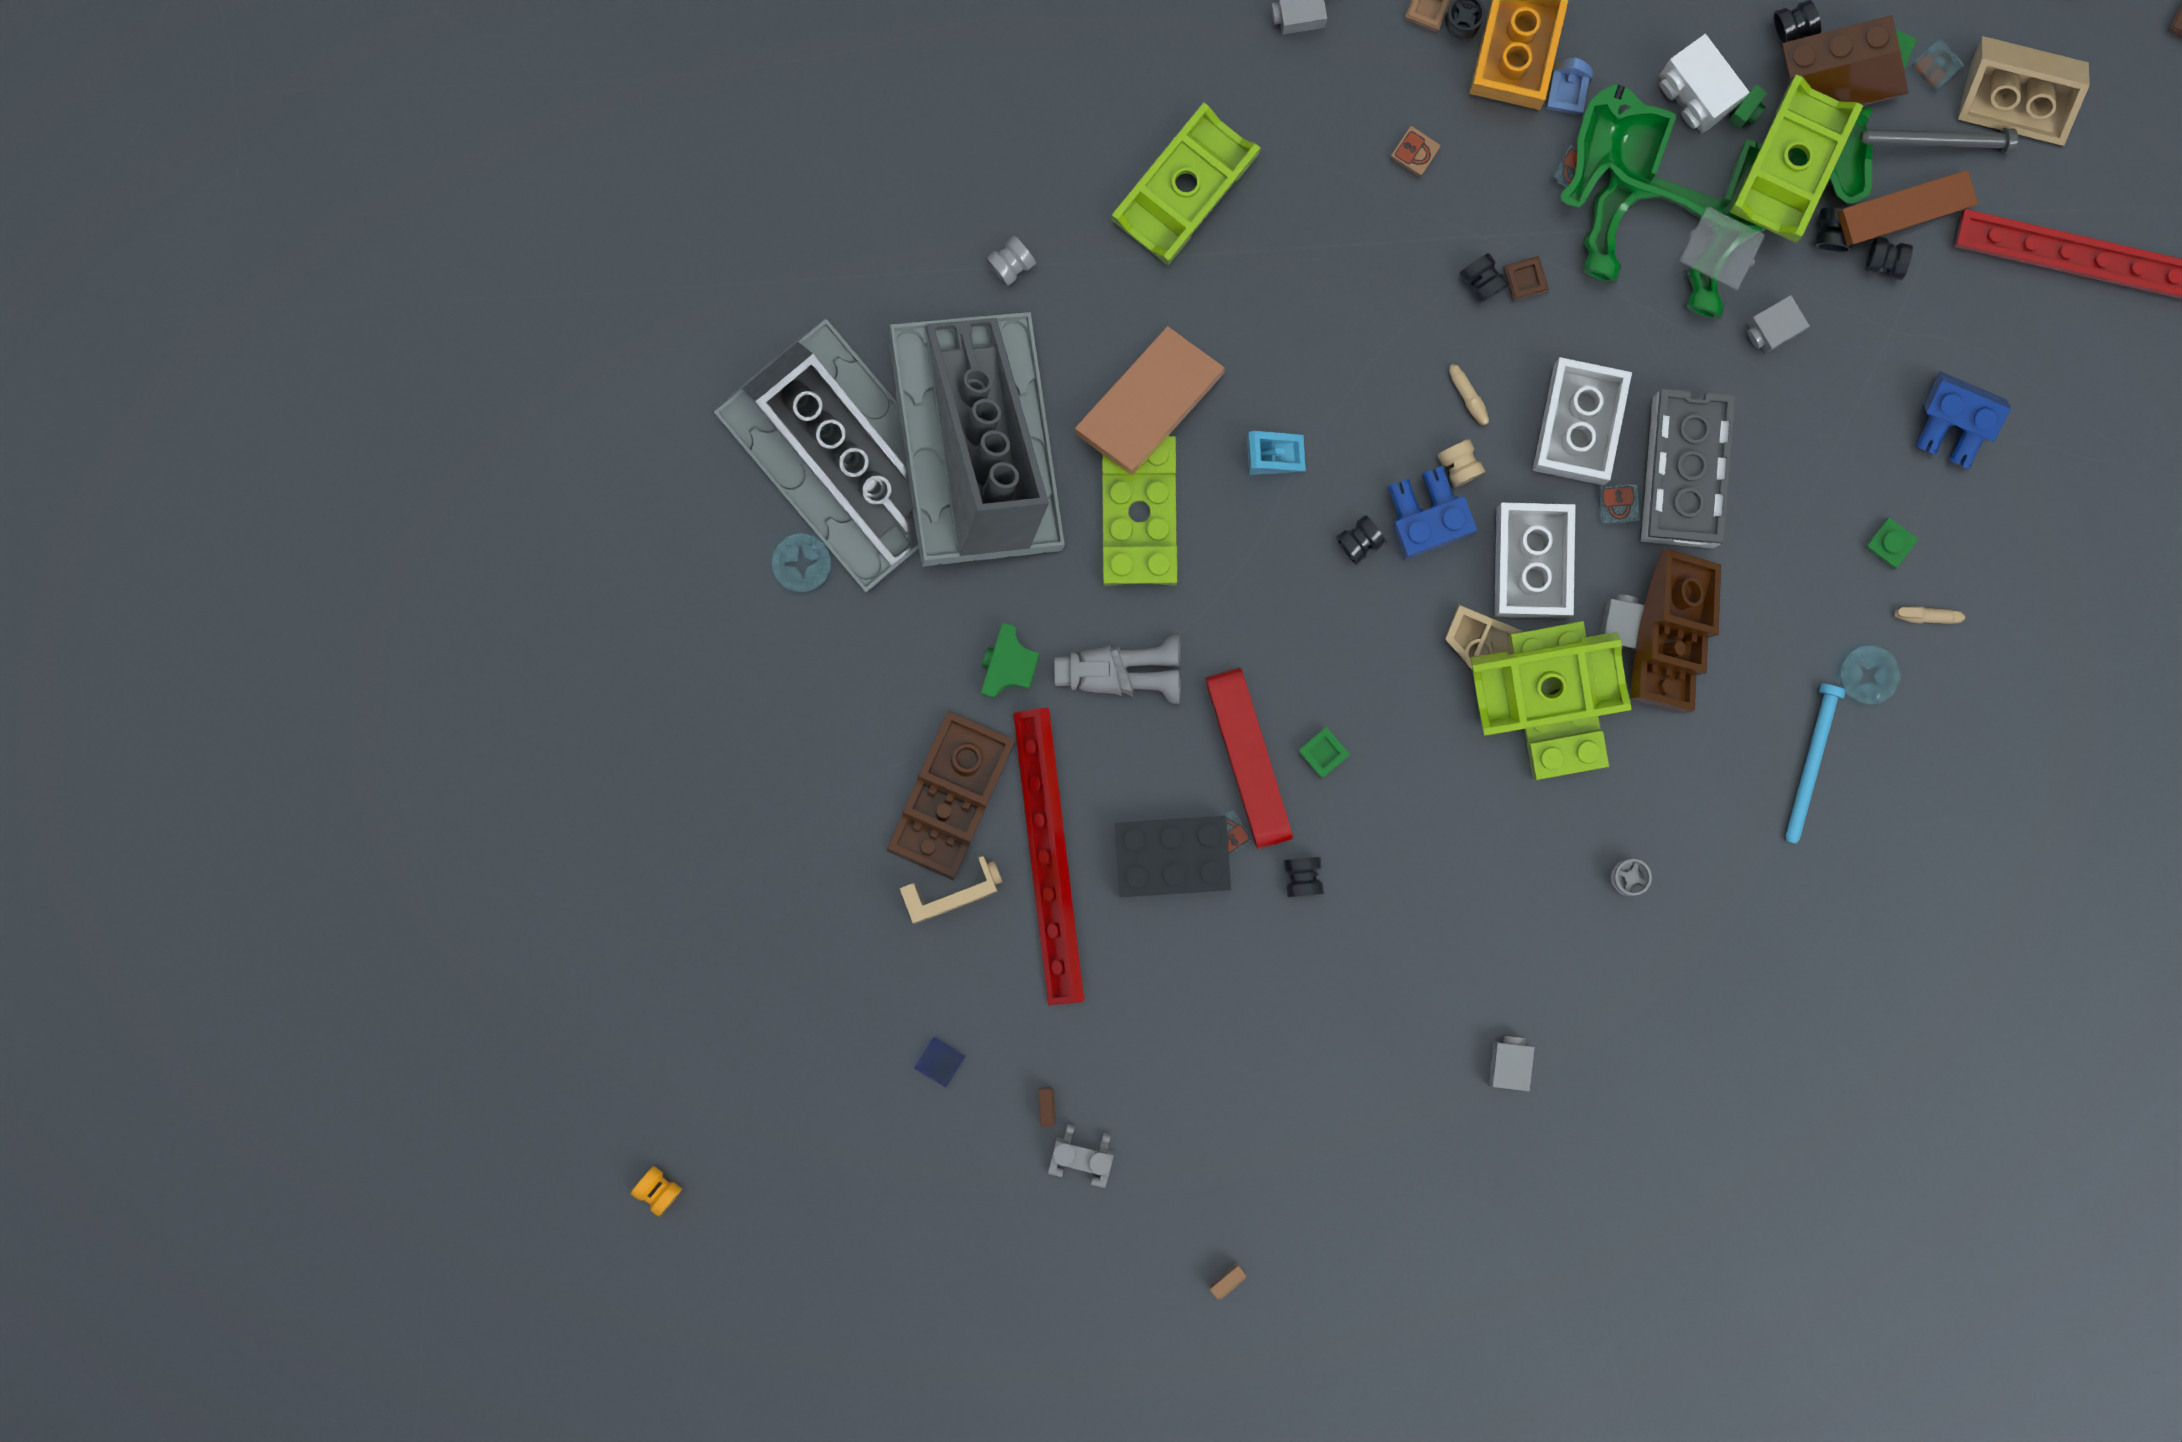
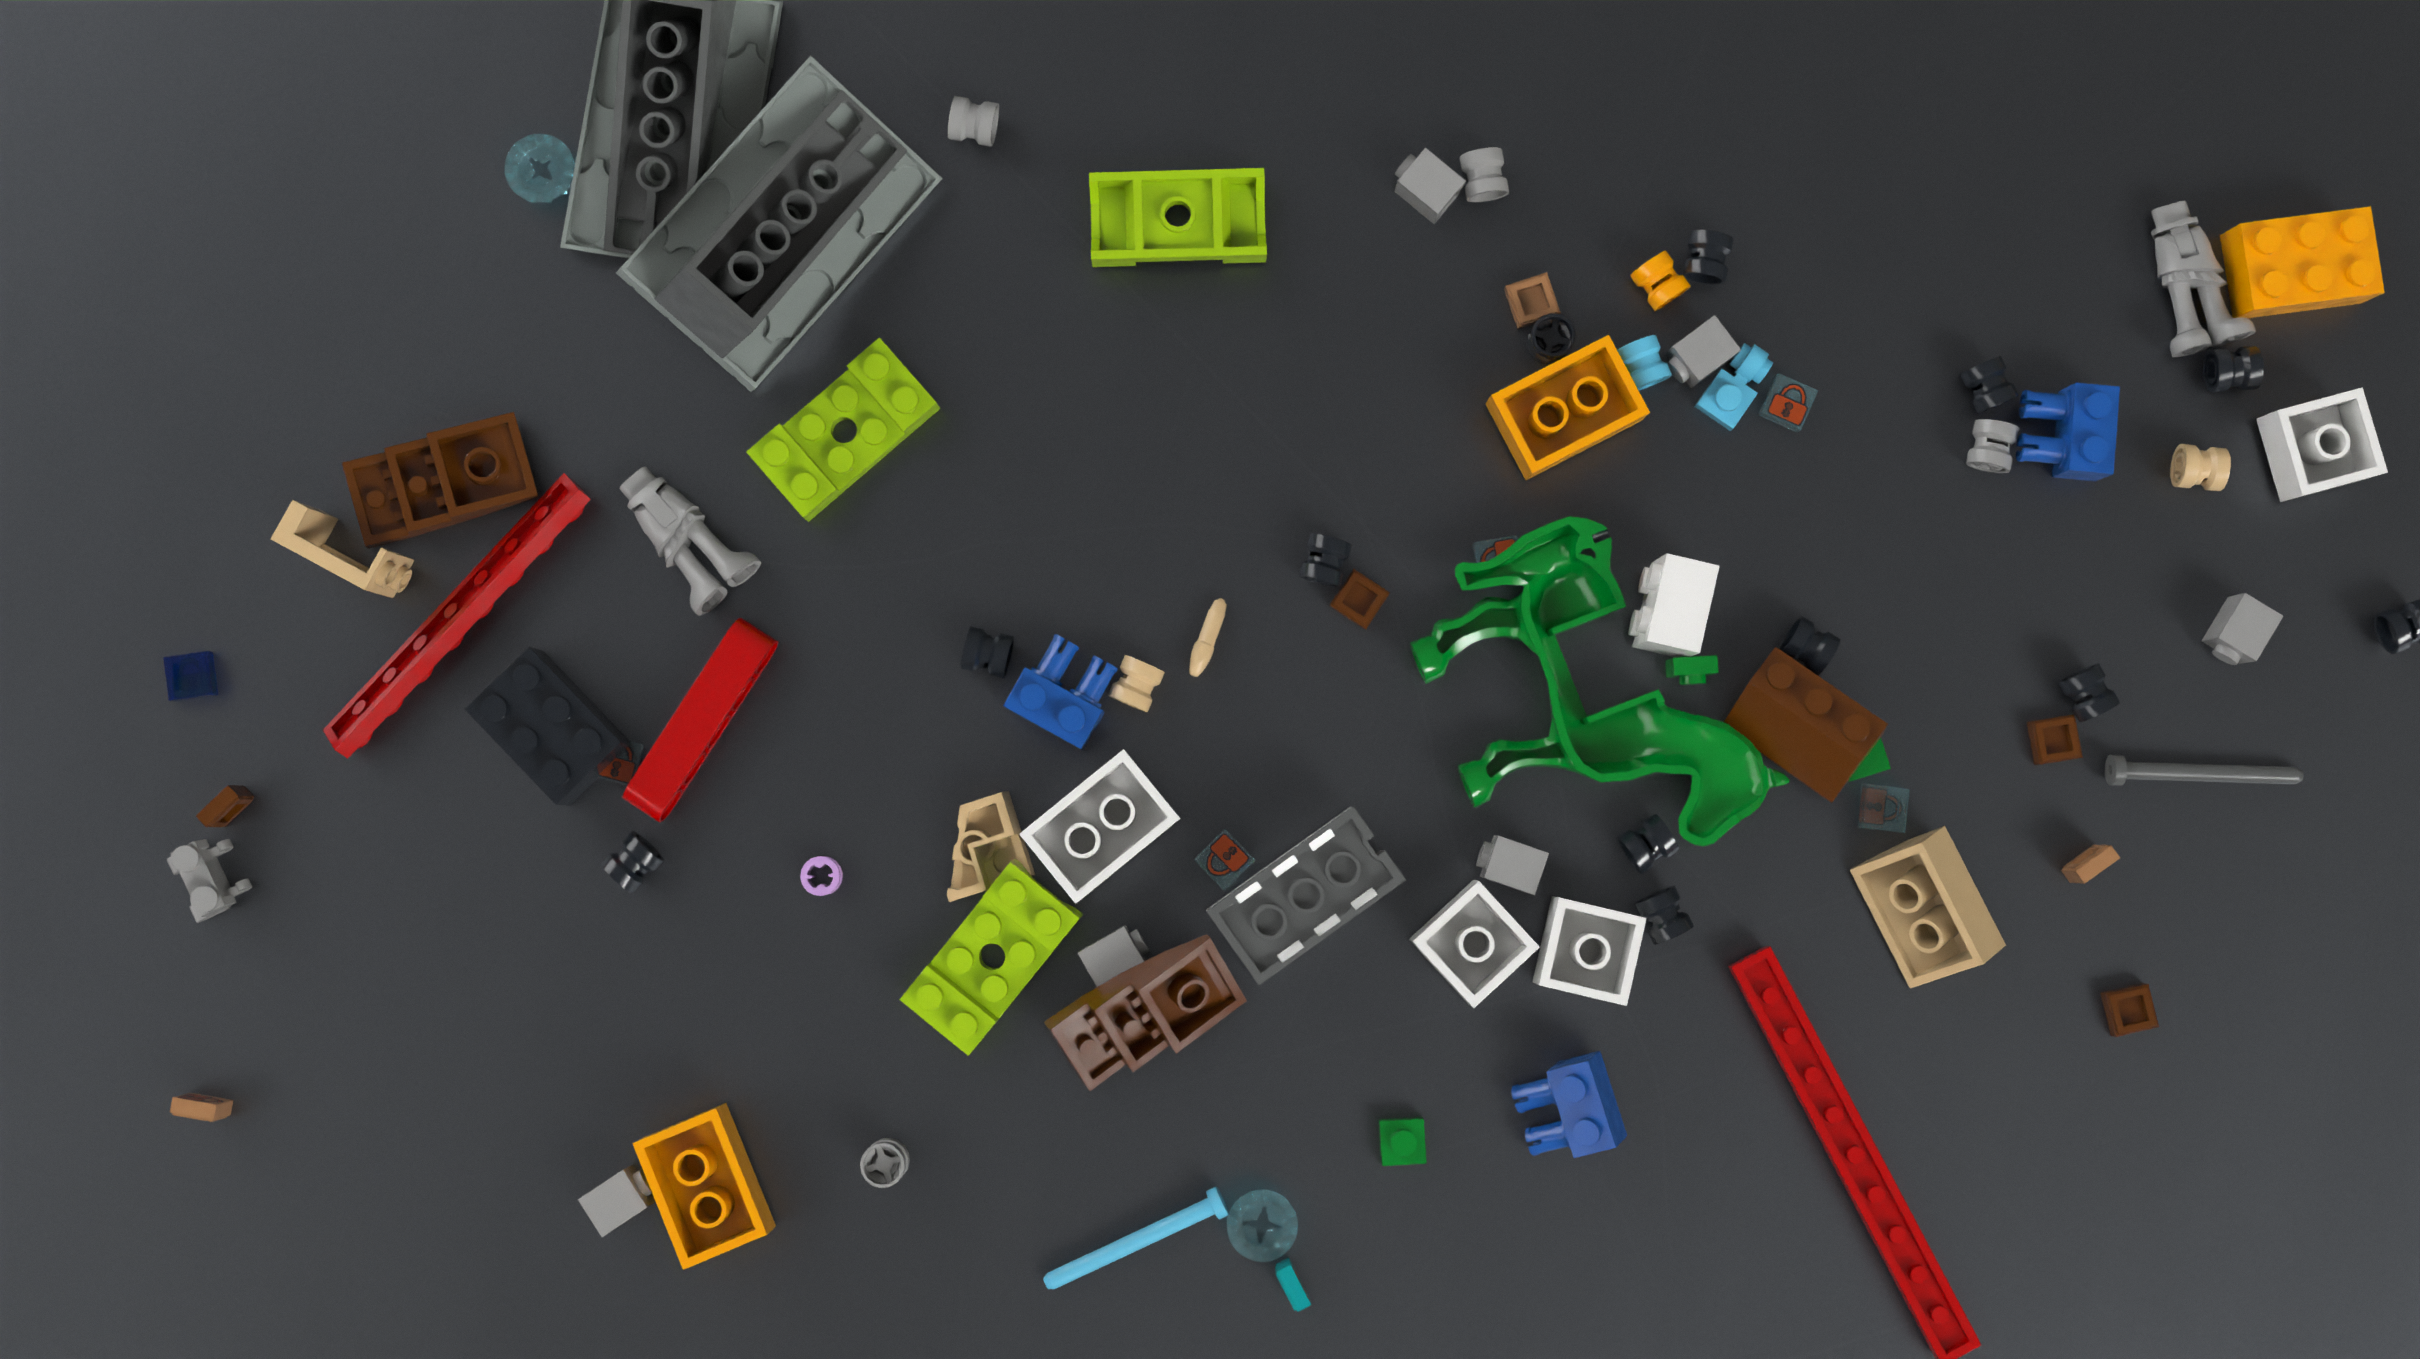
camera: 50 degrees right, 0 degrees up
(1008, 664) = (602, 429): green brick -> none
(1149, 400) = (948, 351): nougat tile -> none
(1275, 453) = (1001, 506): medium azure slope -> none
(1324, 752) = (763, 784): green plate -> none
(1415, 151) = (1389, 400): tile -> none
(1421, 774) = (821, 862): none -> lavender bush
(1512, 693) = (1032, 963): lime piece -> none
(1550, 1000) = (704, 1186): none -> light orange brick
(1569, 86) = (1570, 488): medium blue tile -> none
(1582, 421) = (1267, 760): white brick -> none
(1722, 248) = (1537, 752): clear piece -> none
(1783, 194) = (1631, 758): lime piece -> none
(1807, 390) = (1474, 943): none -> white brick
(1872, 322) = (1589, 950): none -> white brick
(1907, 207) = (1724, 892): dark orange tile -> none
(1923, 686) = (1292, 1285): none -> teal tile
(1929, 615) = (1360, 1225): tan piece -> none
(2006, 140) = (1867, 930): dark grey bar -> none

